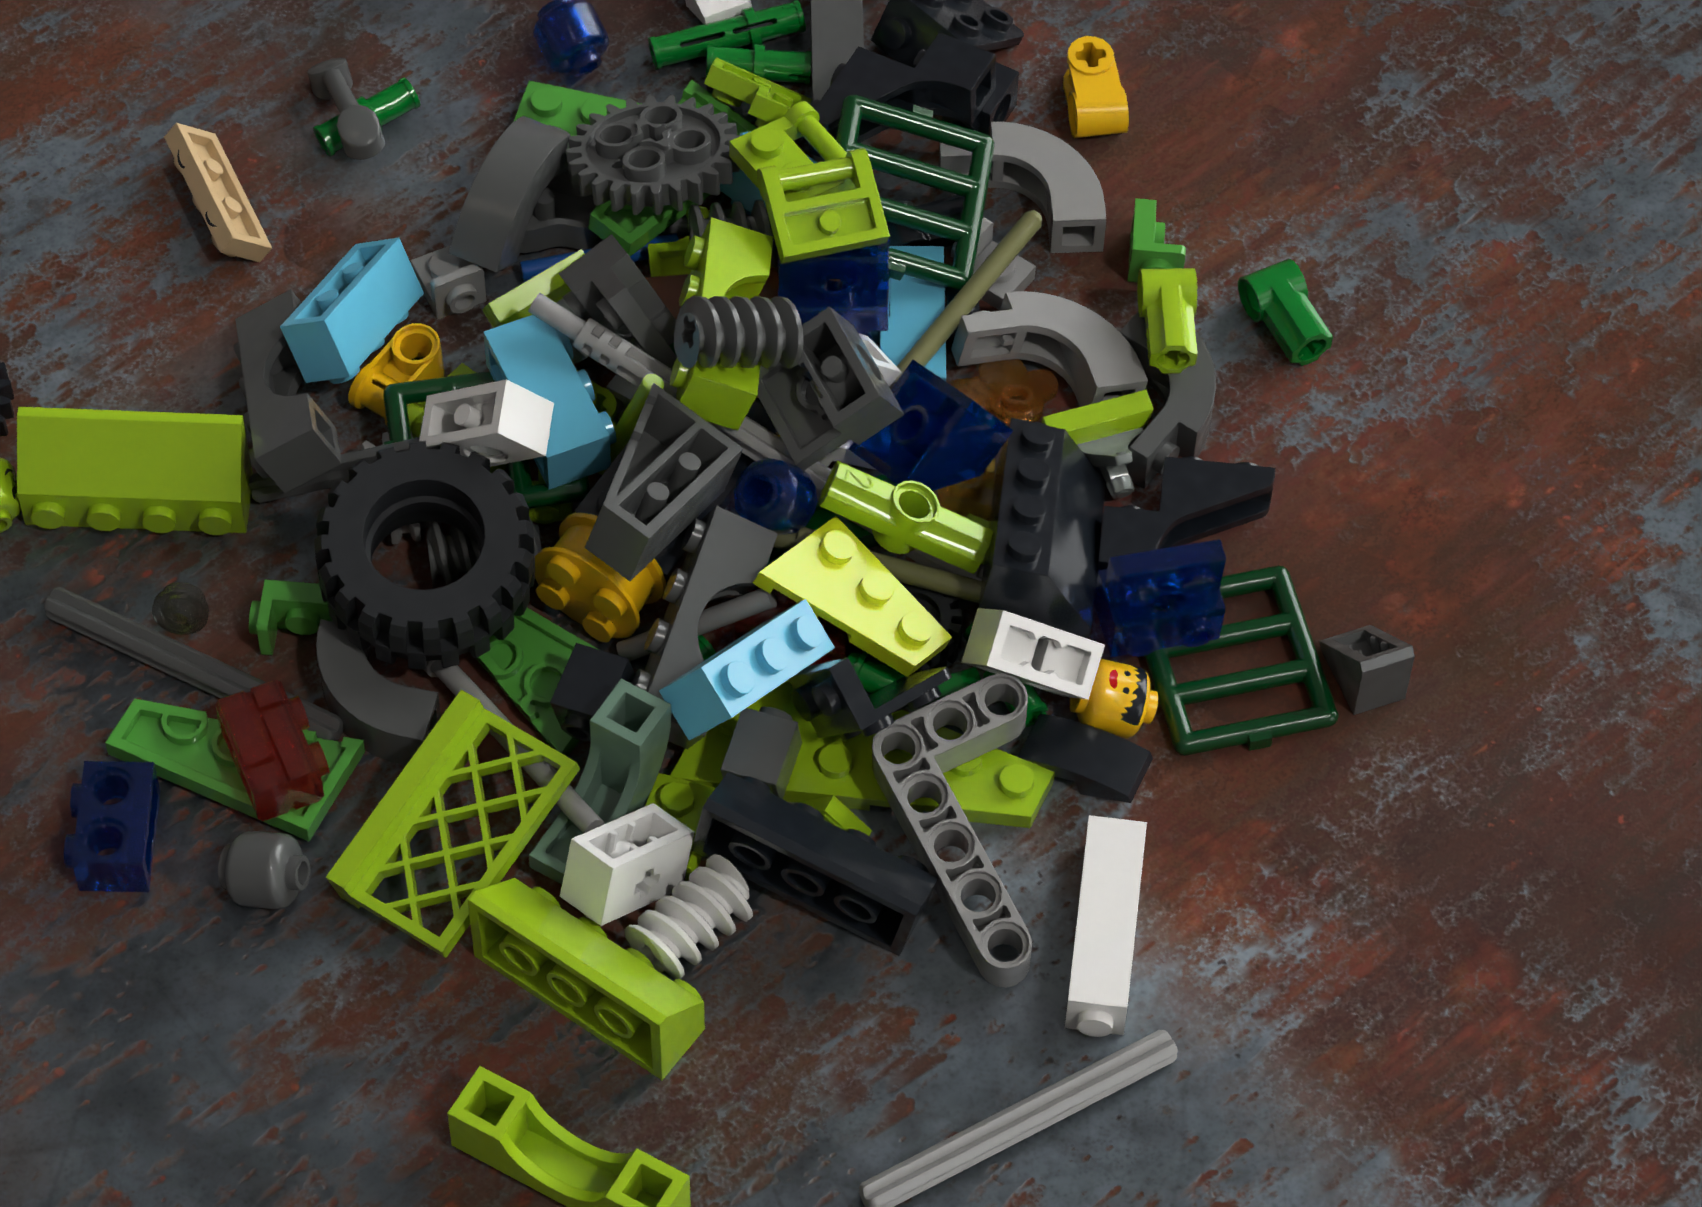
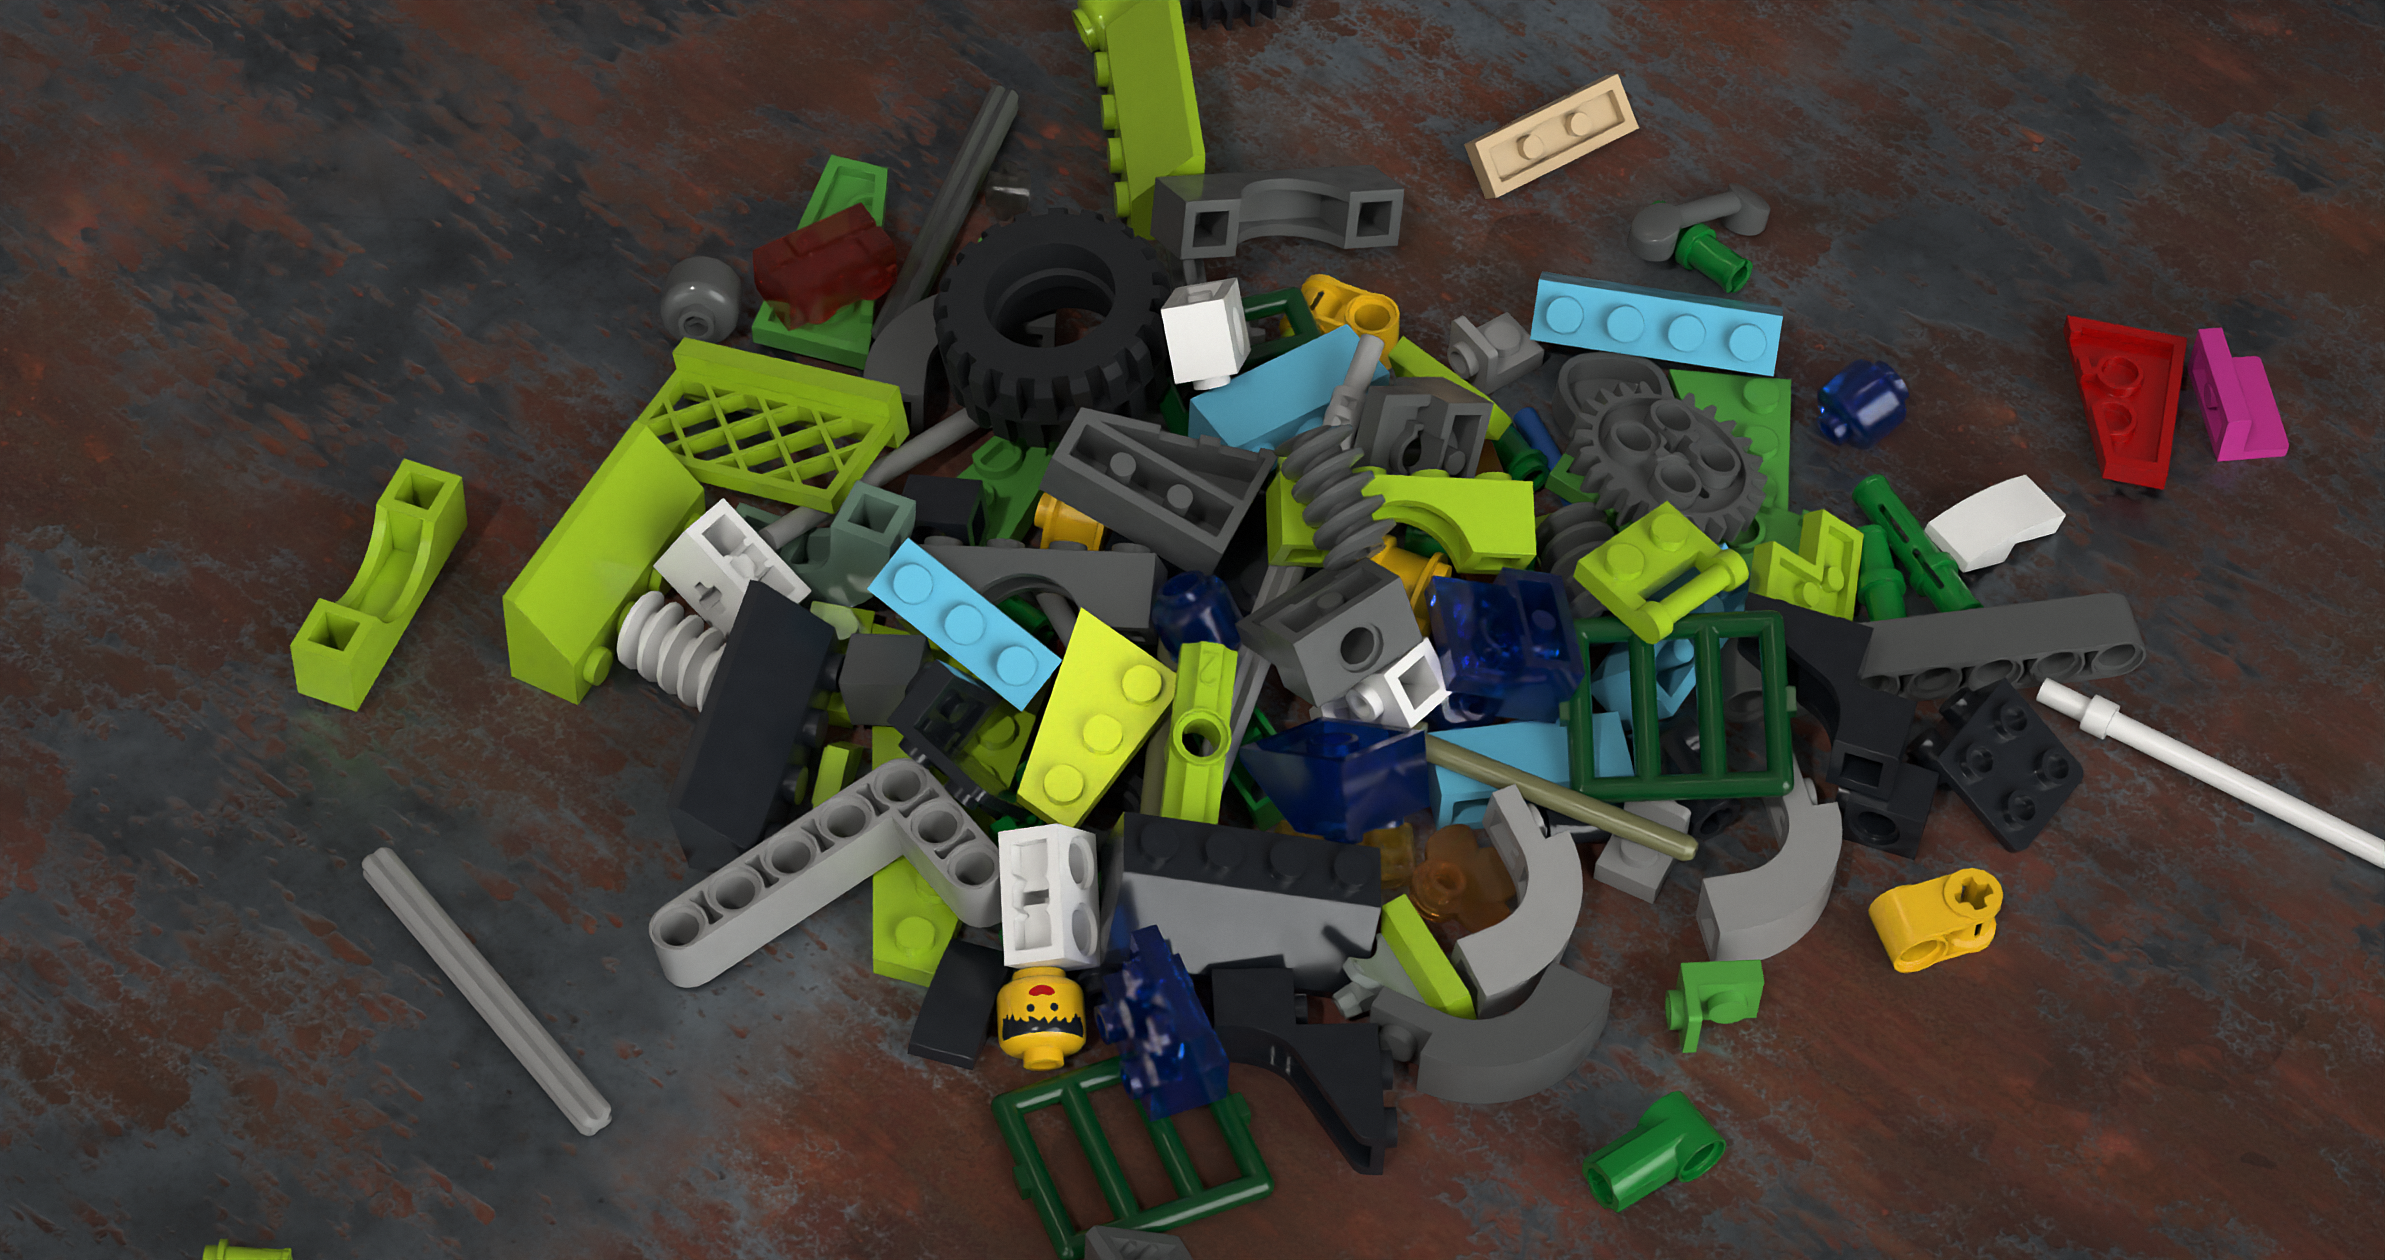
camera: 80 degrees right, 5 degrees down
(123, 826) = (737, 181): clear blue brick -> none
(352, 311) = (1395, 249): medium azure brick -> none
(475, 113) = (1657, 323): none -> medium azure brick
(507, 193) = (1590, 345): dark grey arch -> none
(827, 221) = (1560, 593): lime plate -> none
(1106, 926) = (733, 1038): white brick -> none
(1169, 307) = (1588, 989): lime piece -> none

